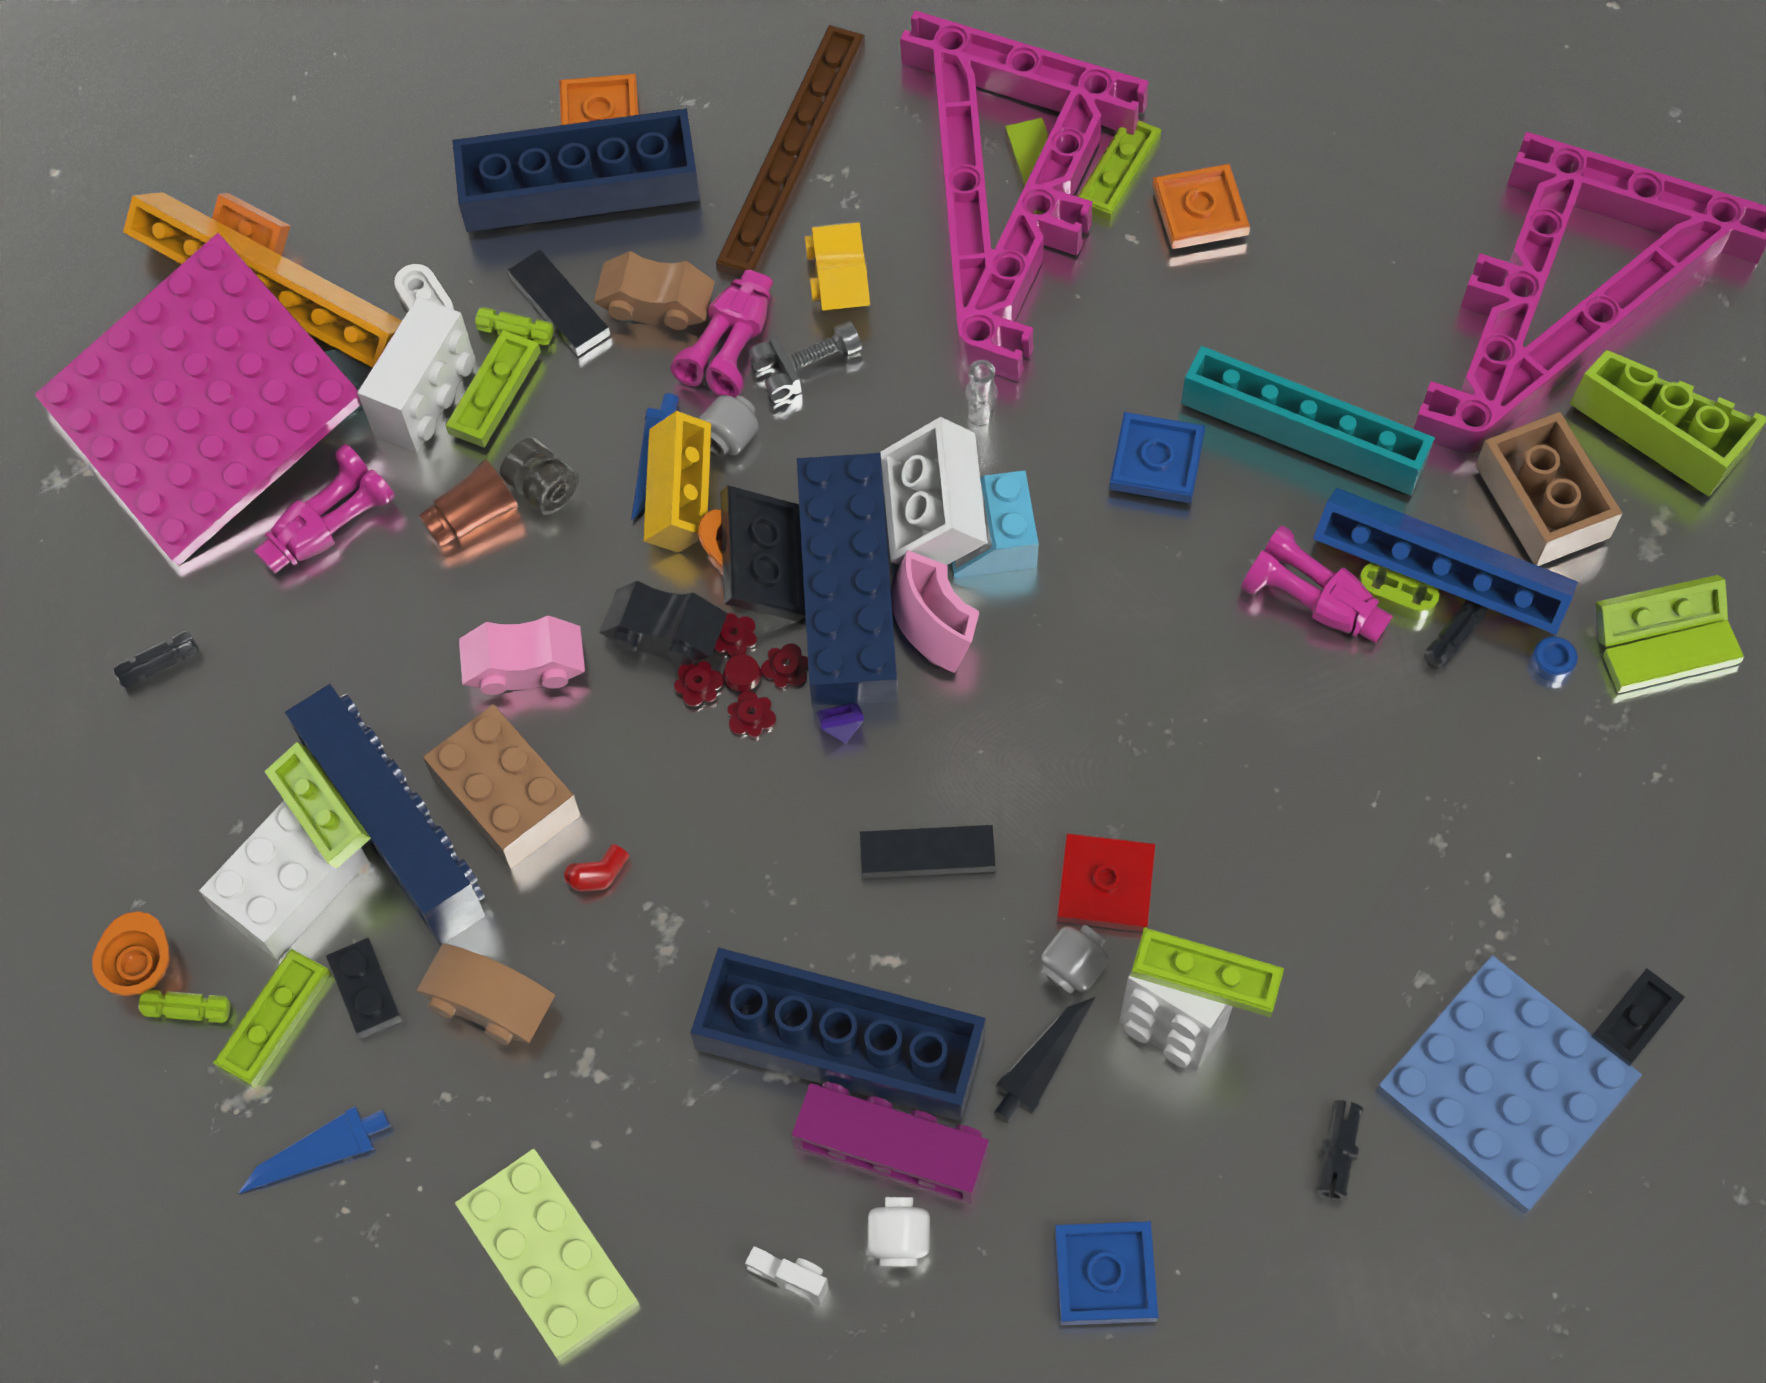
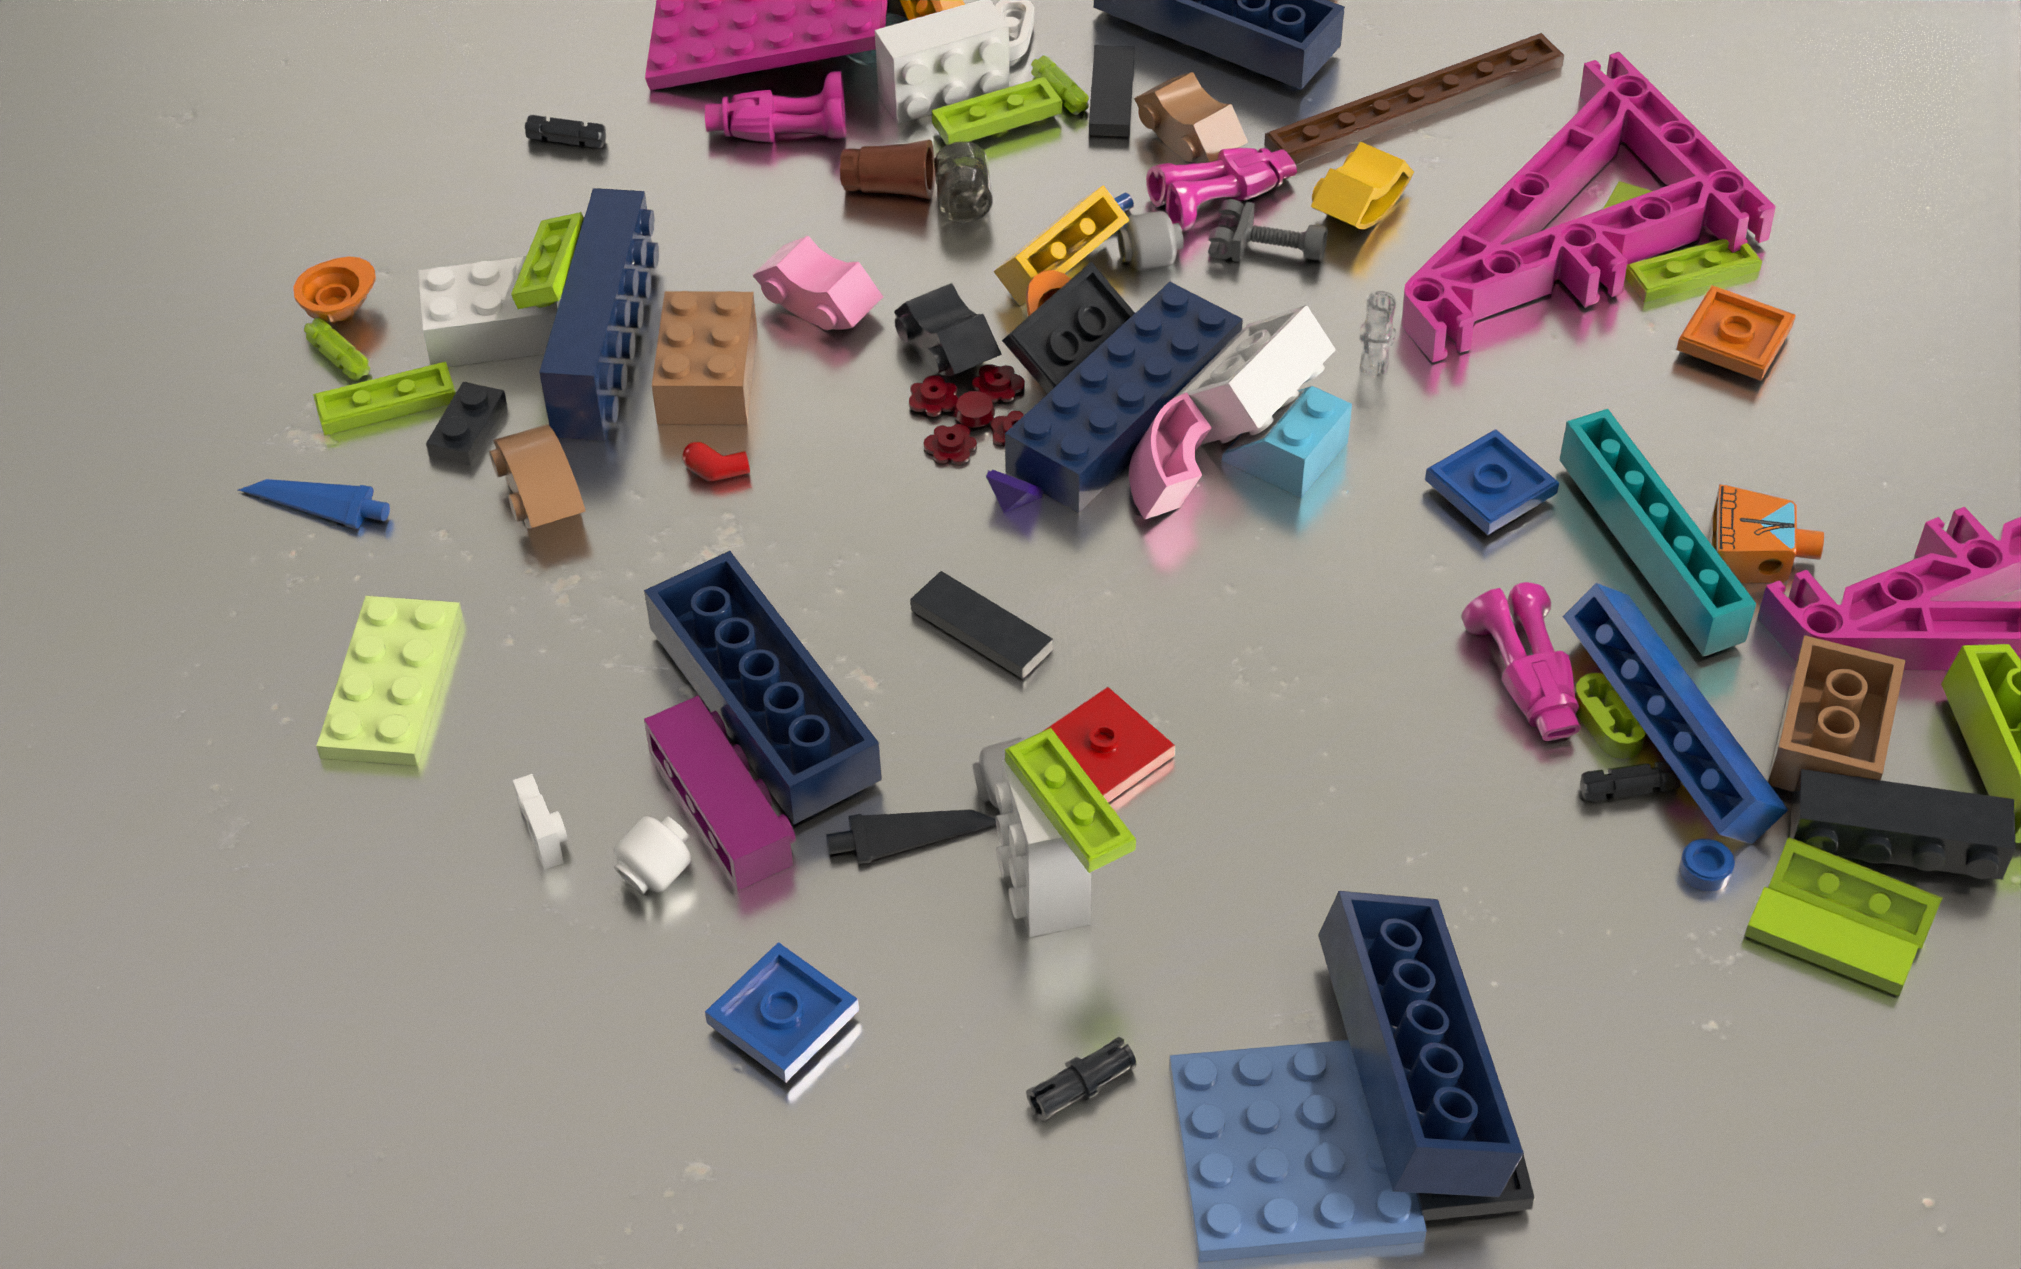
camera: 40 degrees right, 15 degrees down
(1366, 370) = (1760, 535): none -> orange torso
(1538, 951) = (1418, 1046): none -> dark blue brick
(1649, 538) = (1904, 824): none -> black brick

